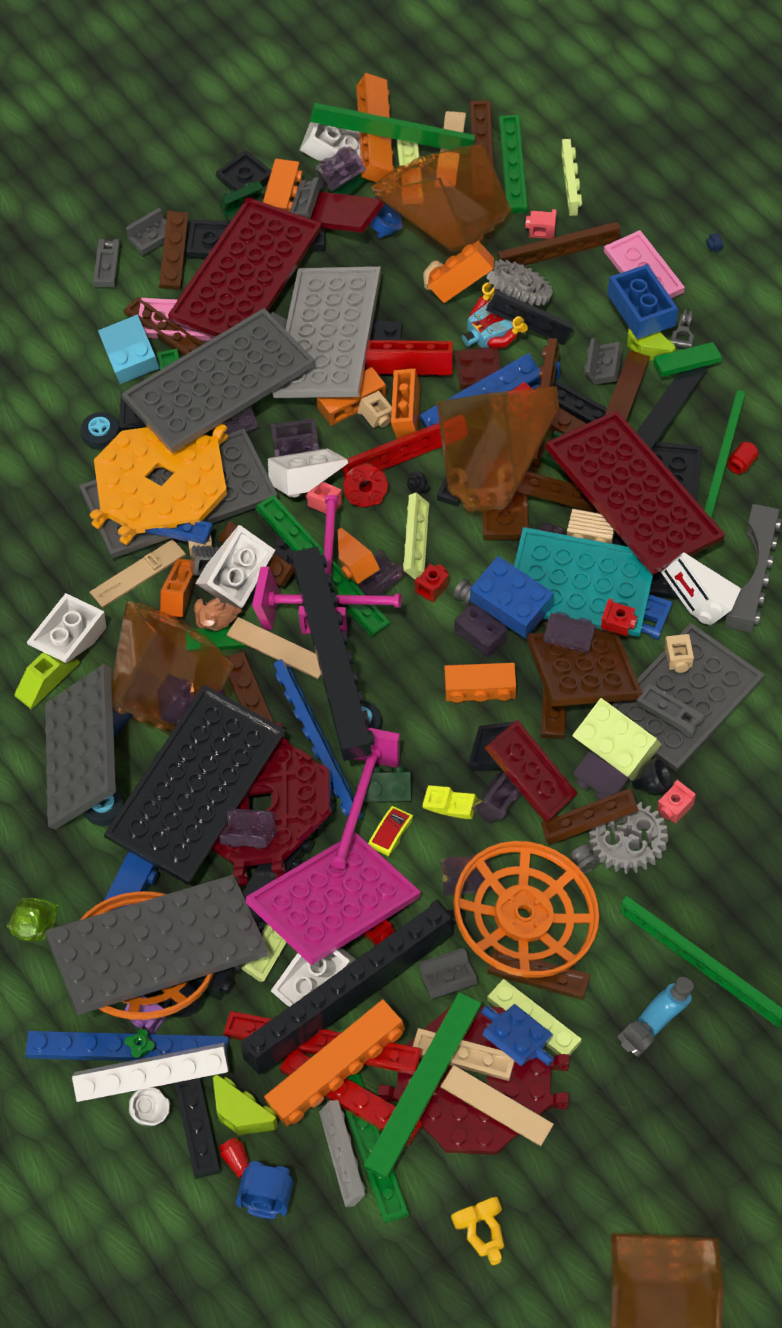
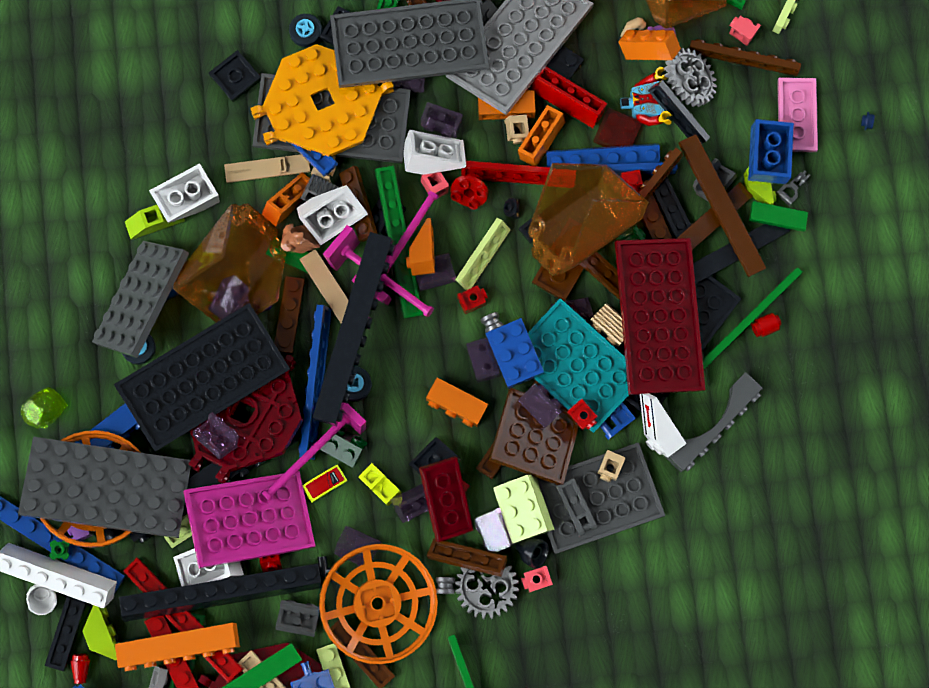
camera: 25 degrees right, 20 degrees up
(51, 505) = (235, 76): none -> black plate
(628, 373) = (722, 205): none -> reddish brown tile

